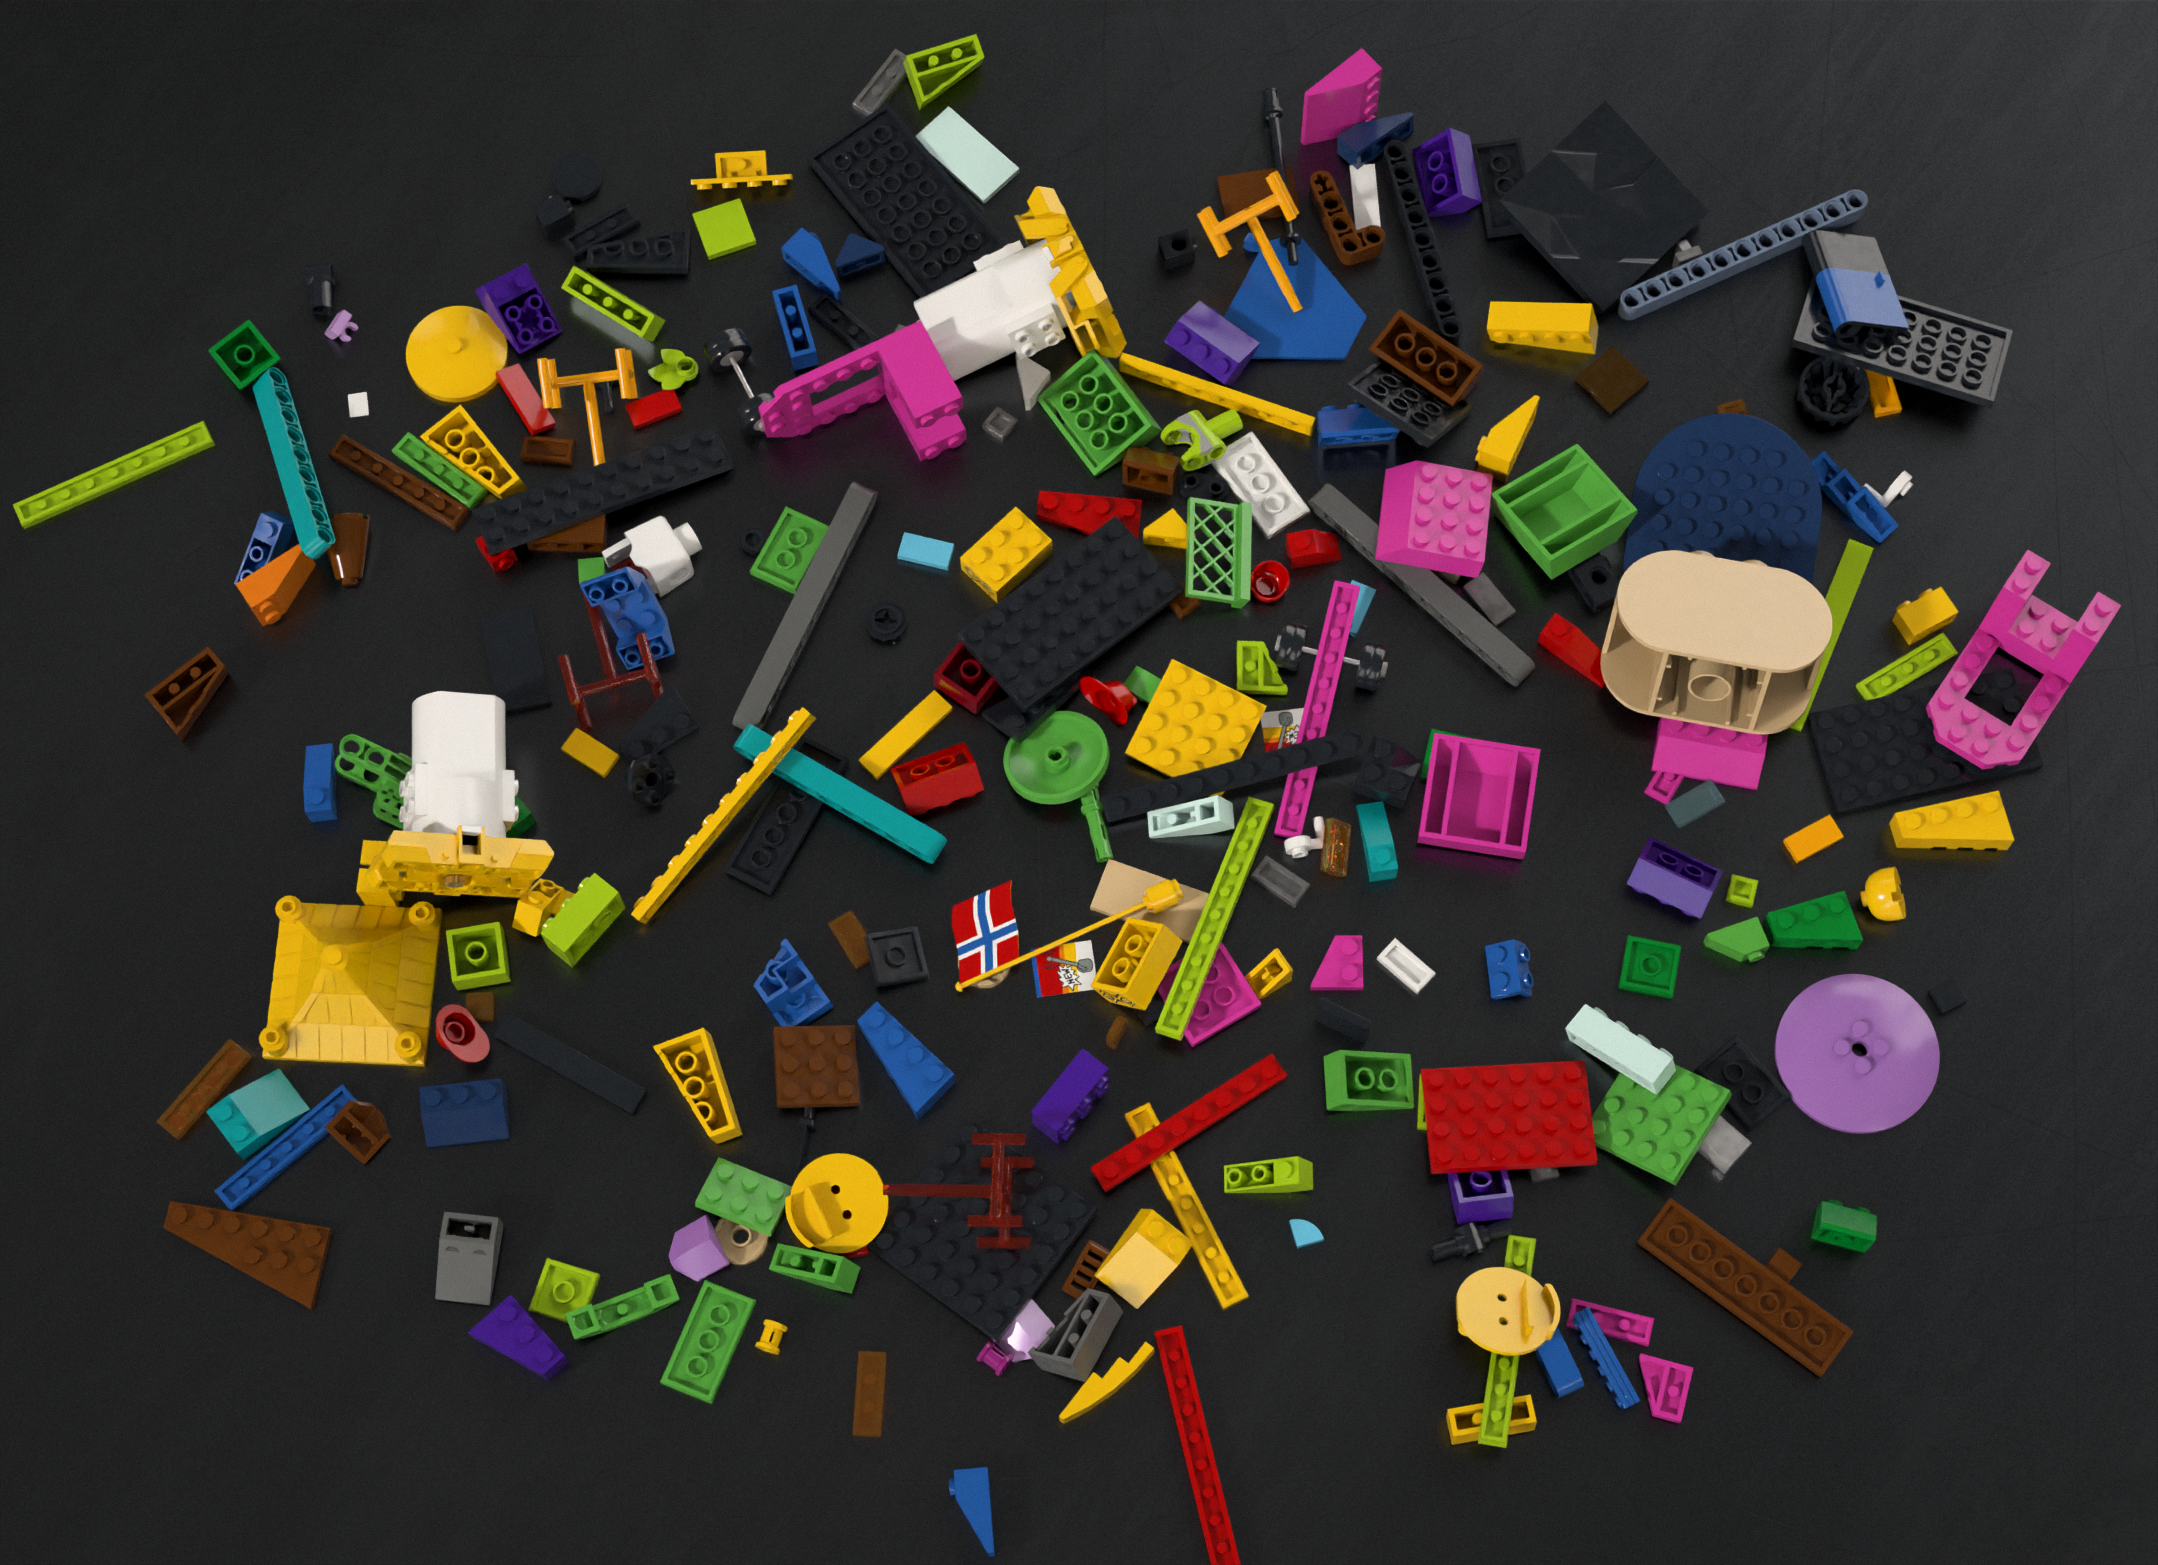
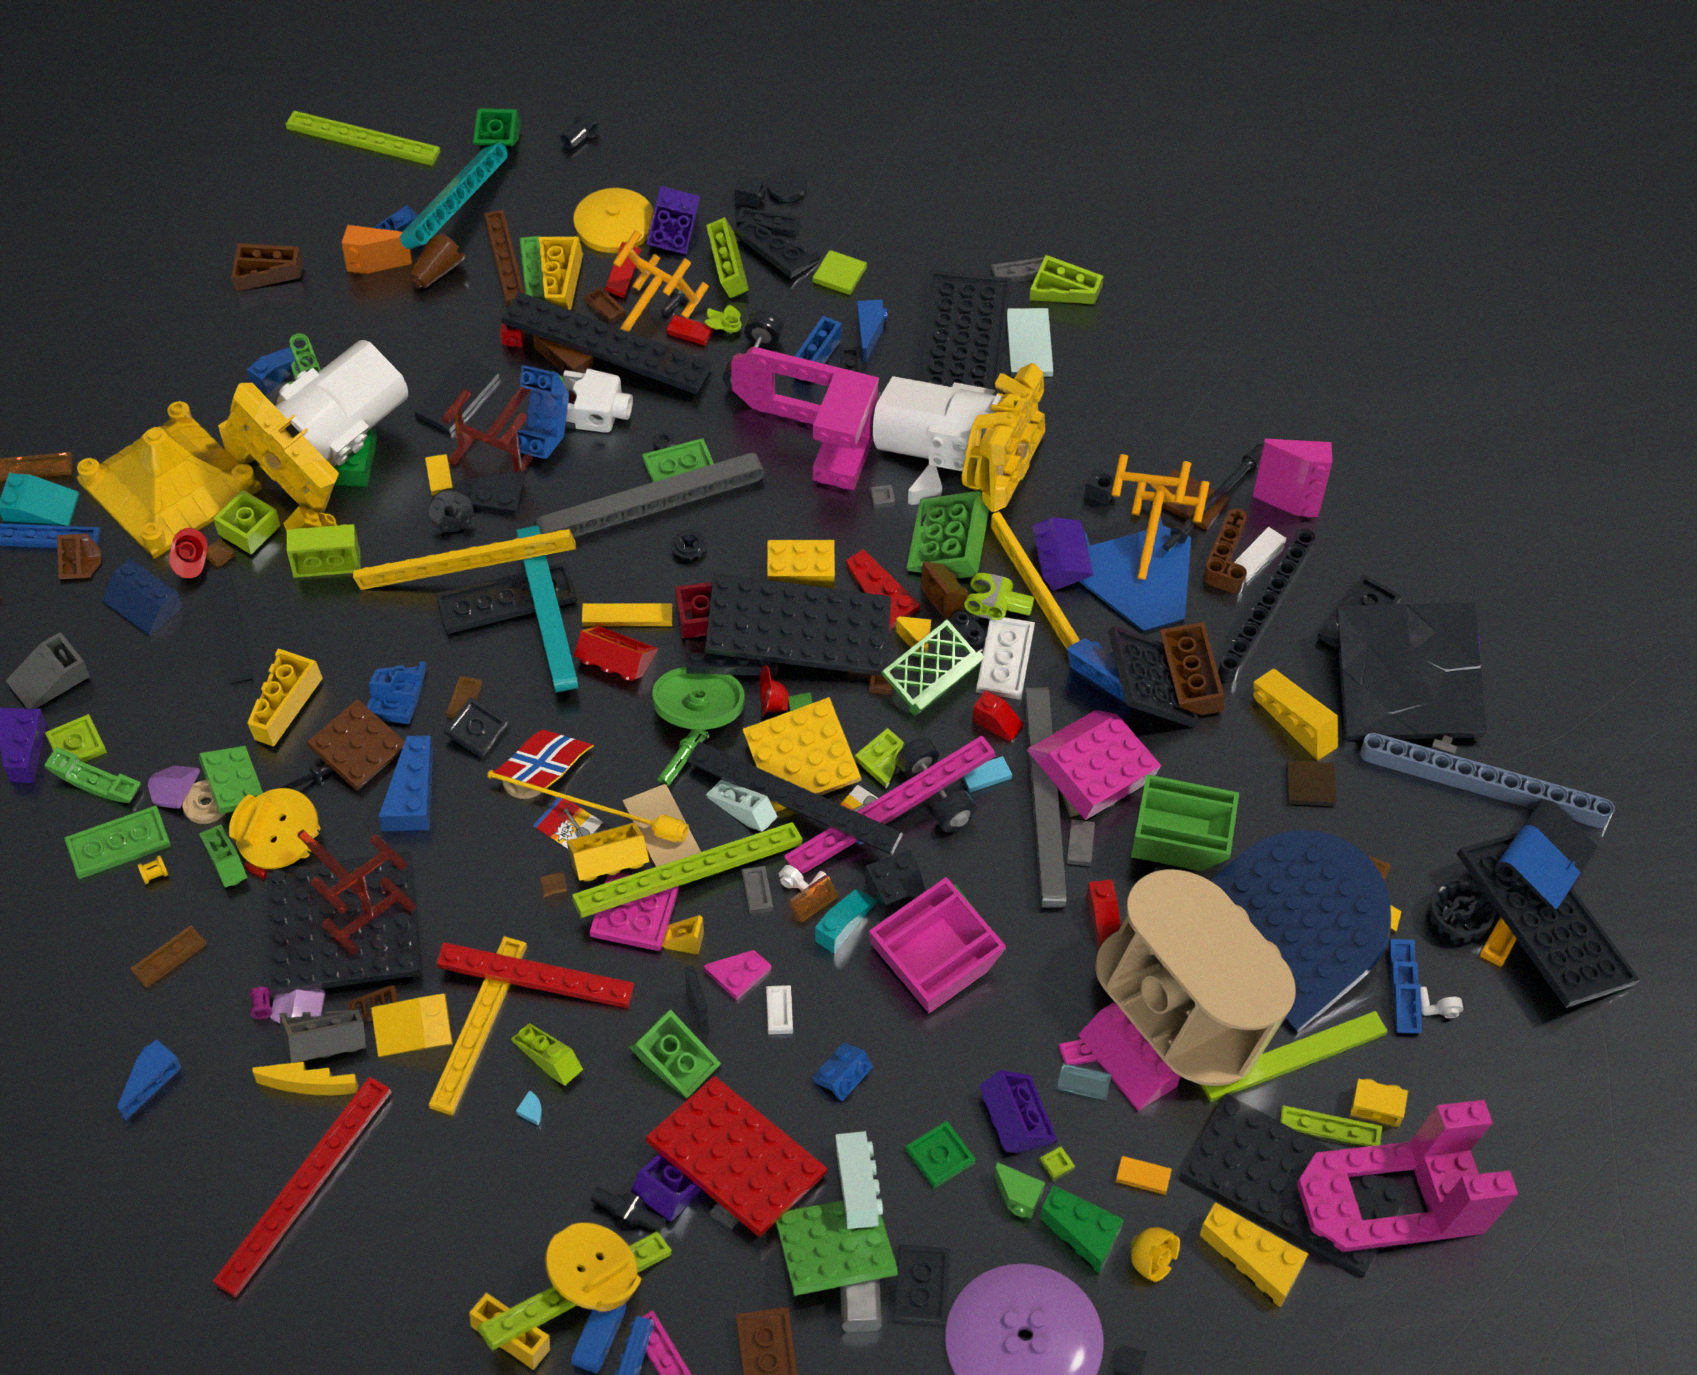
camera: 40 degrees right, 15 degrees down
(338, 326) = (566, 155): lavender tile -> none
(358, 404) = (531, 204): white sticker -> none
(741, 167) = (885, 247): yellow bracket -> none
(858, 254) = (899, 342): dark blue slope -> none
(925, 551) = (756, 527): medium azure tile -> none
(1071, 1097) = (479, 891): dark purple brick -> none
(1269, 581) = (946, 711): red hair -> none
(1367, 139) = (1290, 517): dark blue slope -> none
(1447, 174) = (1329, 579): dark purple slope -> none
(1501, 447) = (1197, 754): yellow slope -> none

